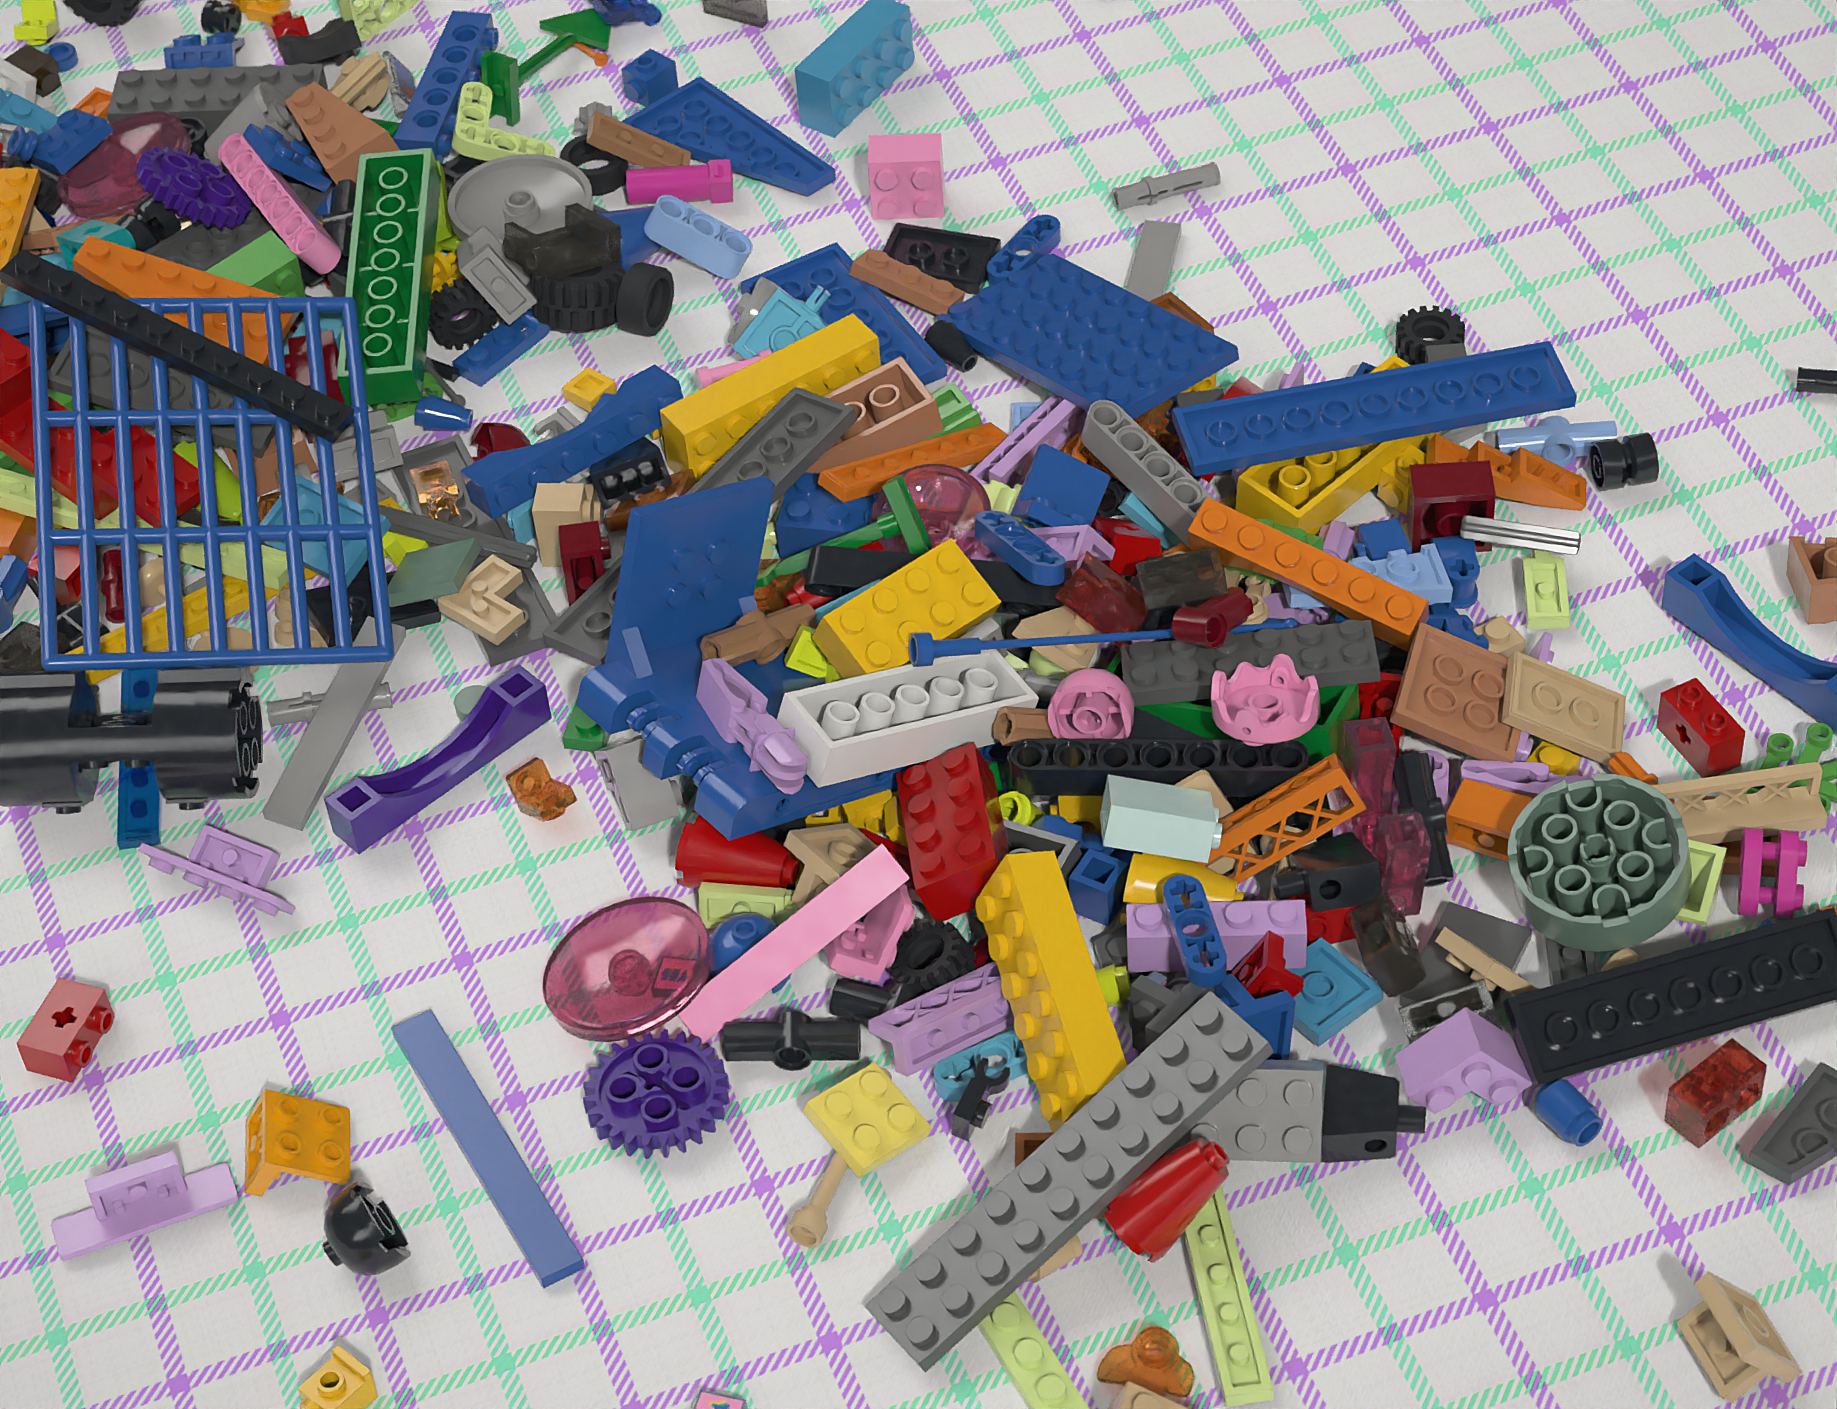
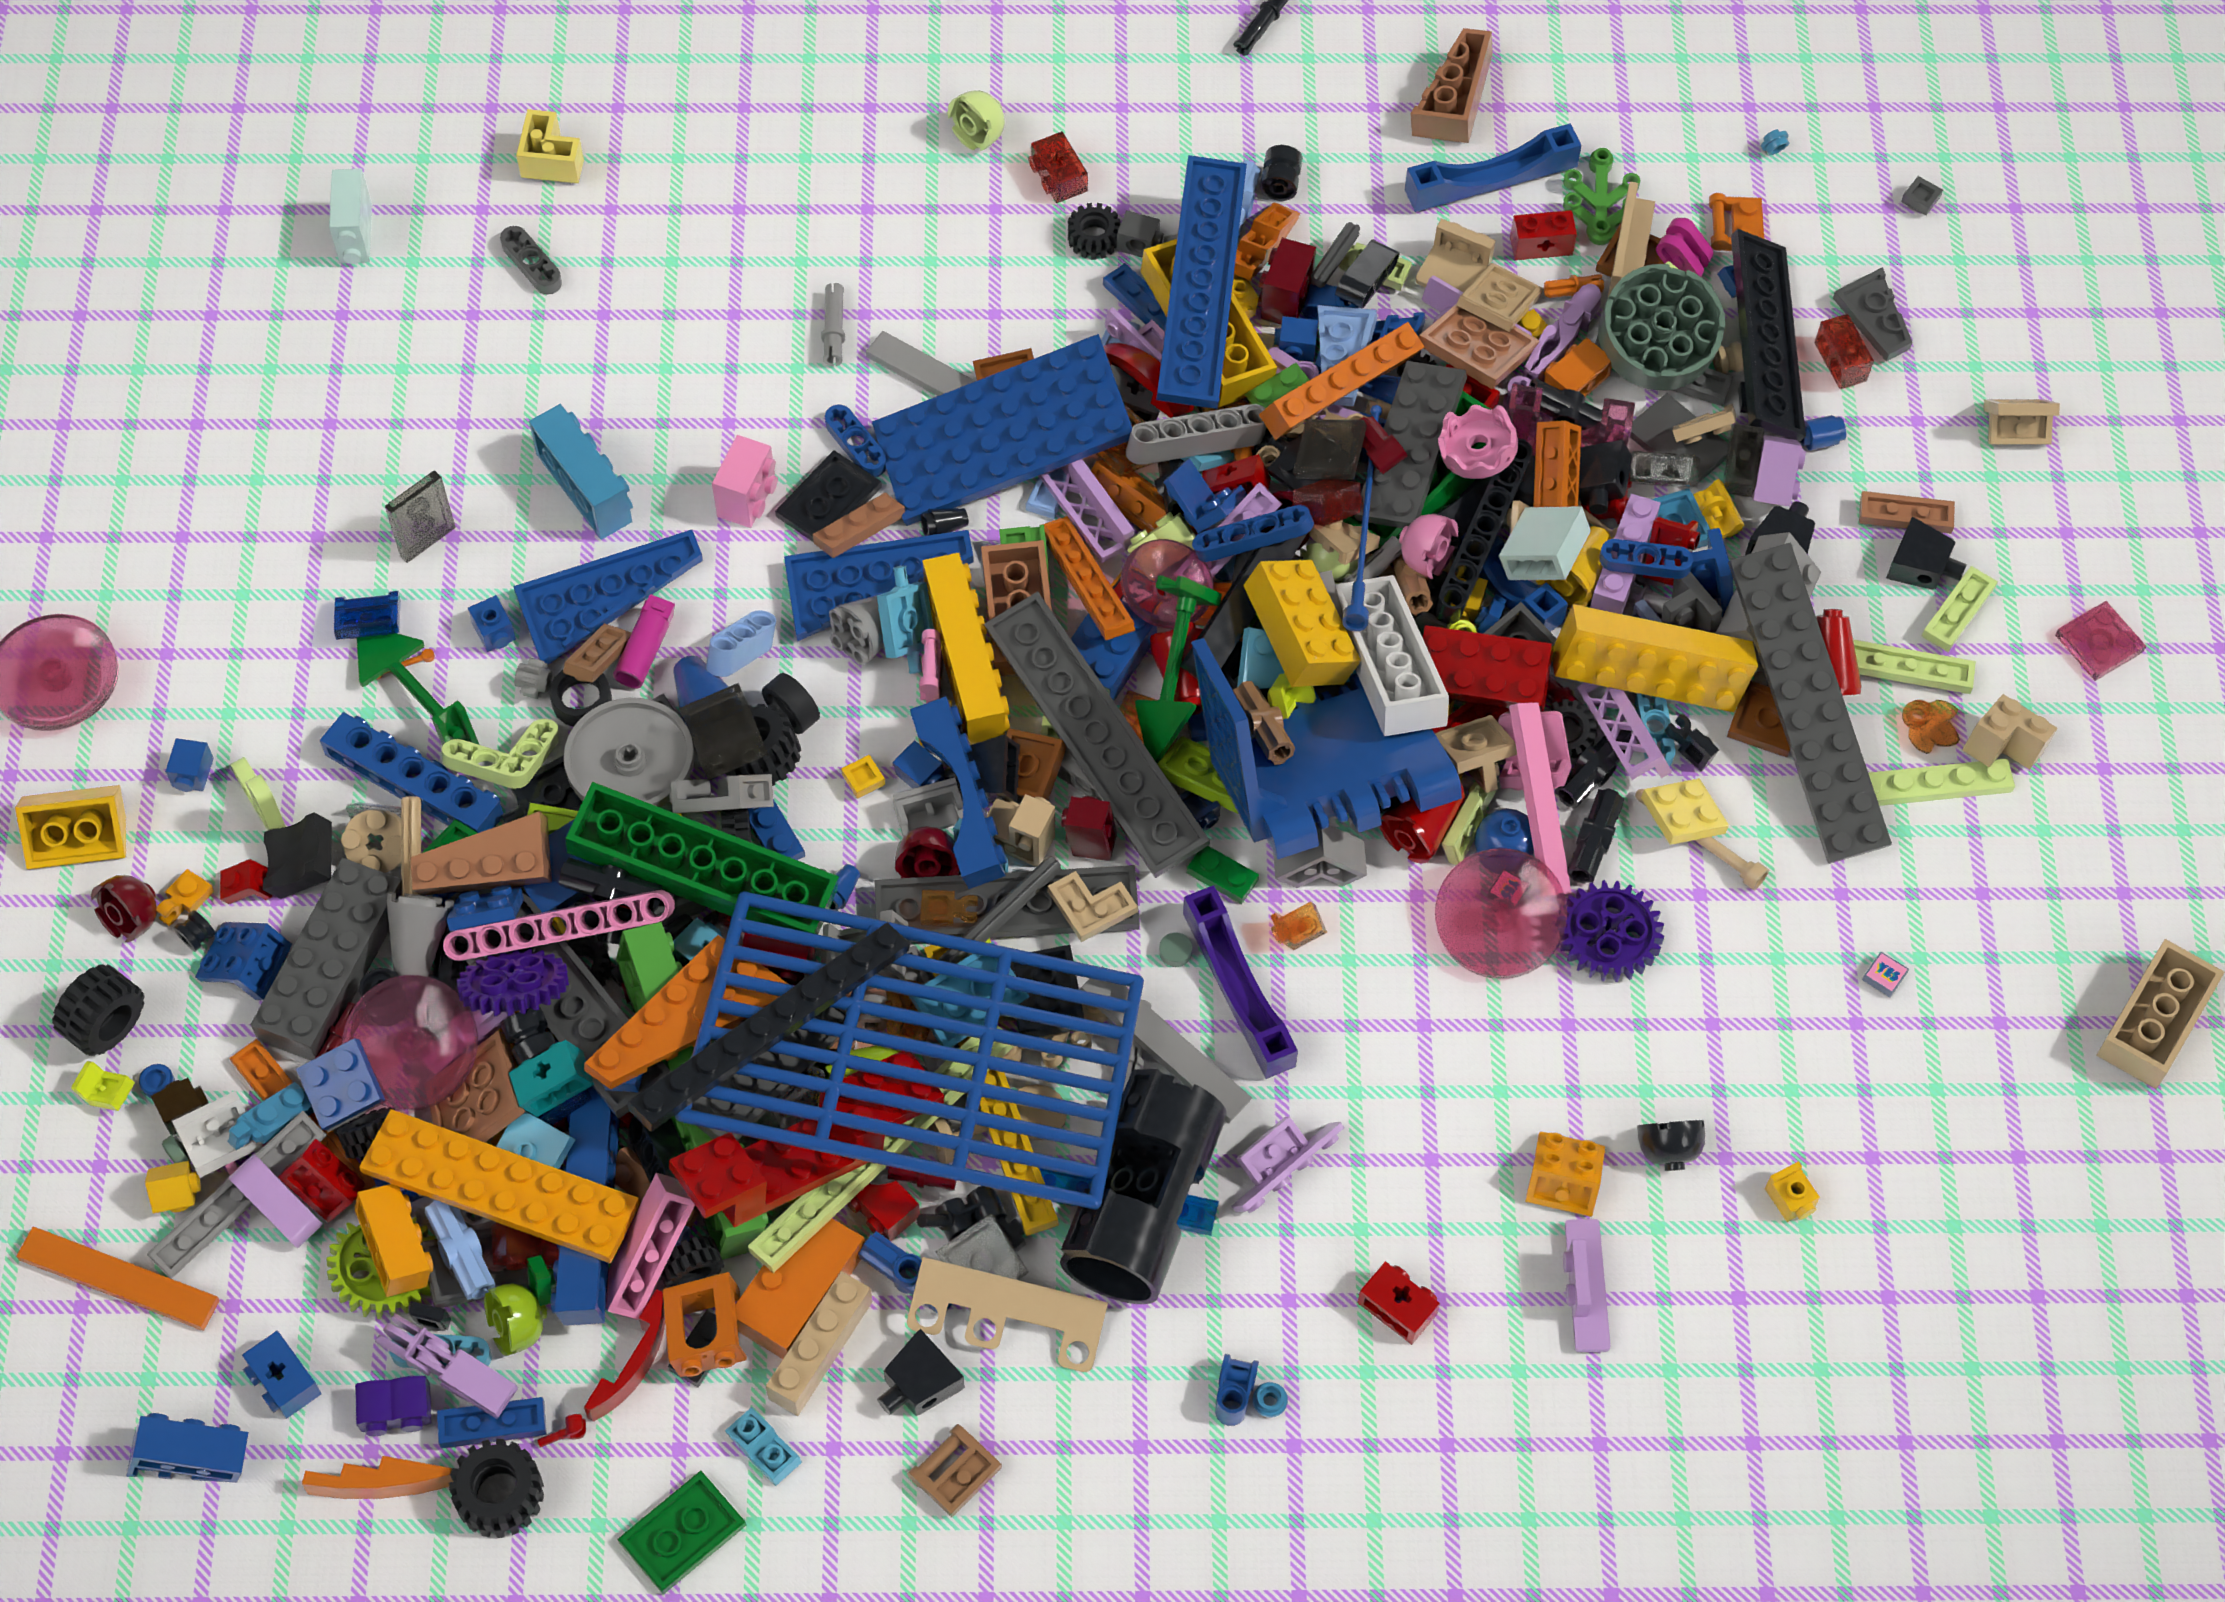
camera: 75 degrees left, 15 degrees up
(22, 143) = (337, 1121): blue bush -> none
(432, 572) = (1045, 928): sand green tile -> none
(488, 1149) = (1607, 1051): tile -> none
(741, 716) = (1363, 748): lavender arm -> none
(1356, 1023) = (1719, 509): none -> yellow hips
(1360, 1353) = (1959, 608): none -> yellowish green plate
(1422, 1284) = (1924, 557): none -> black torso
(1492, 1248) = (1898, 510): none -> nougat plate
(1499, 282) = (1058, 167): none -> clear red brick
(1501, 636) = (1402, 306): tan plate -> none
(1504, 565) = (1367, 273): none -> black beam
(1517, 193) = (977, 119): none -> yellowish green cylinder
(1605, 658) = (1456, 256): none -> tan bracket

